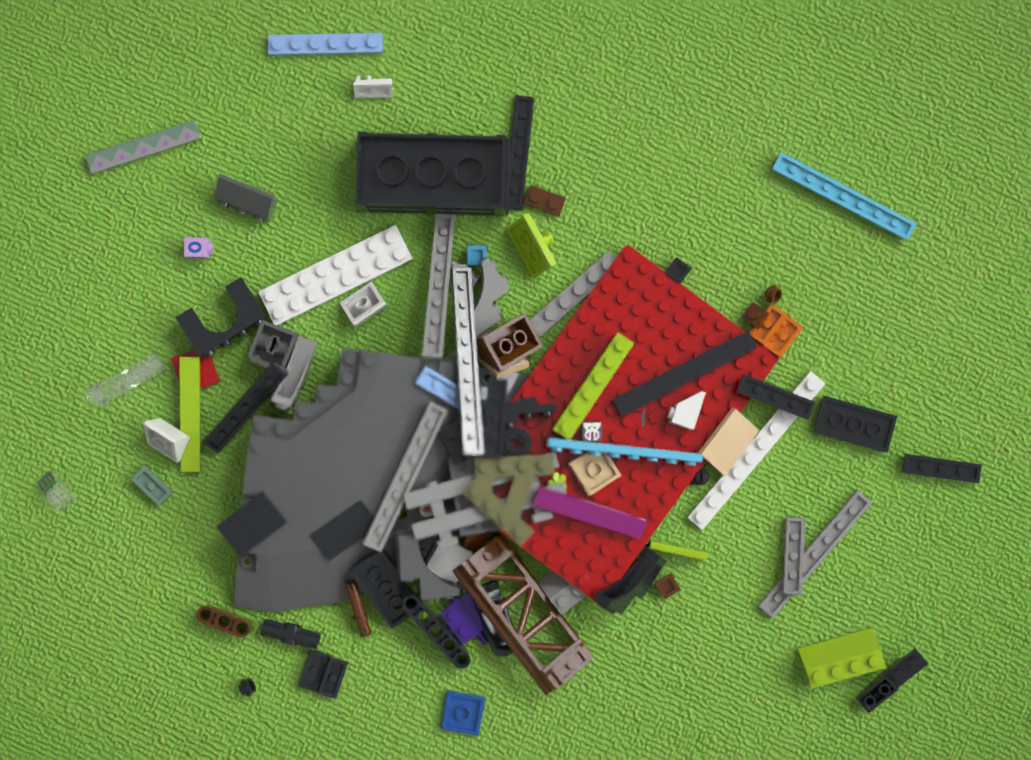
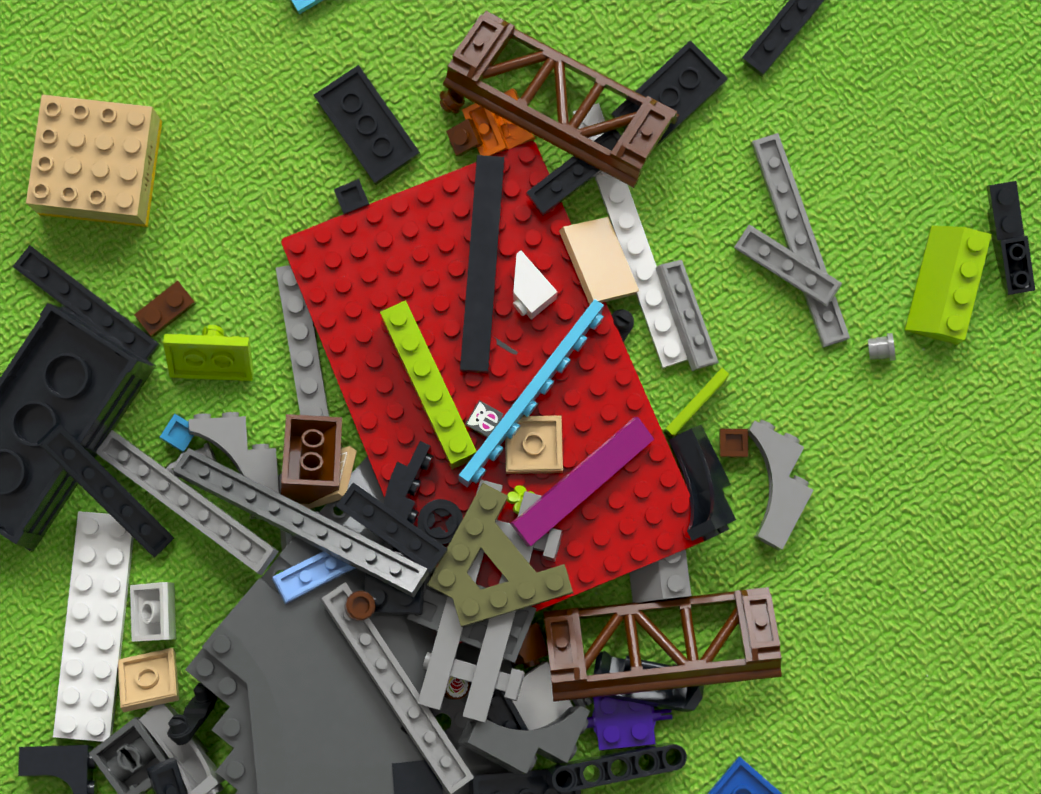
camera: 55 degrees left, 5 degrees down
(320, 366) = (195, 713): none -> black piece
(323, 326) = (148, 680): none -> tan tile
(417, 235) = (105, 489): none -> black tile
(439, 427) = (359, 605): none -> reddish brown tile
(607, 105) = (94, 160): none -> tan piece
(655, 636) = (786, 495): none -> light grey arch
(727, 252) = (367, 124): none -> black plate
(727, 513) = (686, 315): none -> light grey tile
(778, 641) = (882, 347): none -> light grey piece
(806, 295) = (475, 62): none -> reddish brown piece

